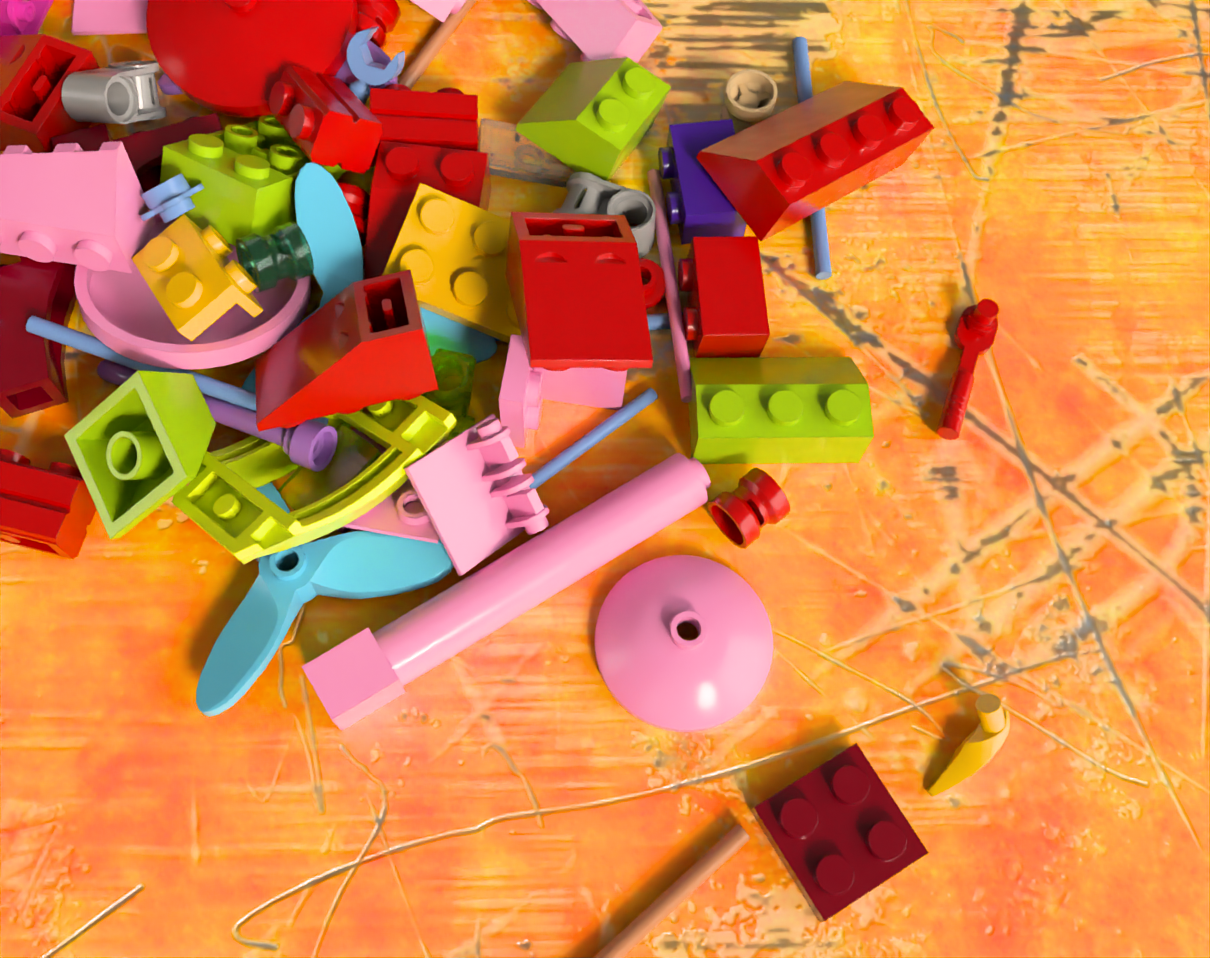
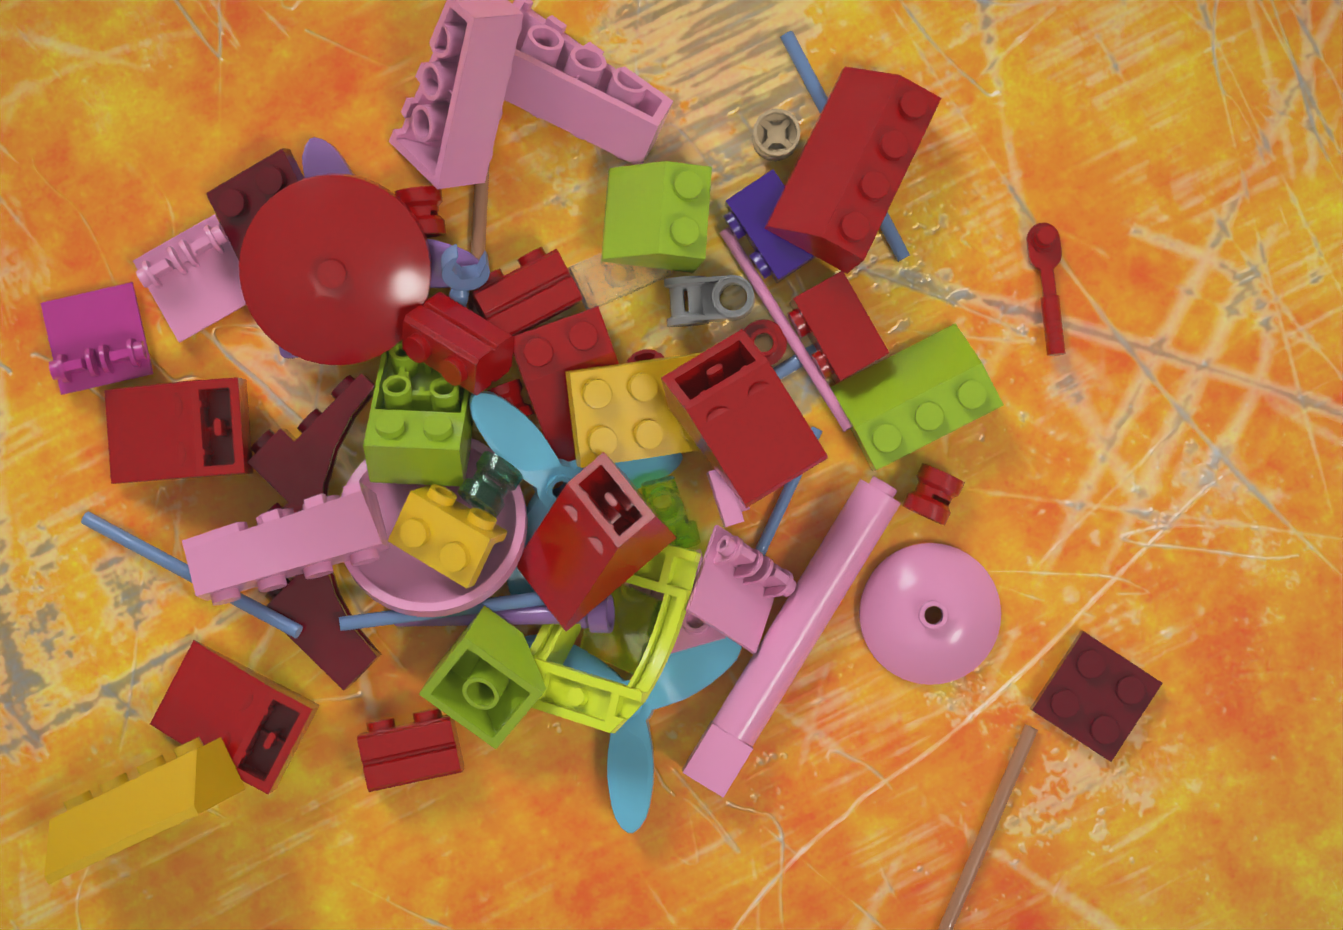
camera: 20 degrees left, 20 degrees up
(114, 93) = (272, 395): light grey piece -> none
(170, 198) = (392, 484): medium blue plate -> none
(978, 746) = (1168, 591): yellow bar -> none

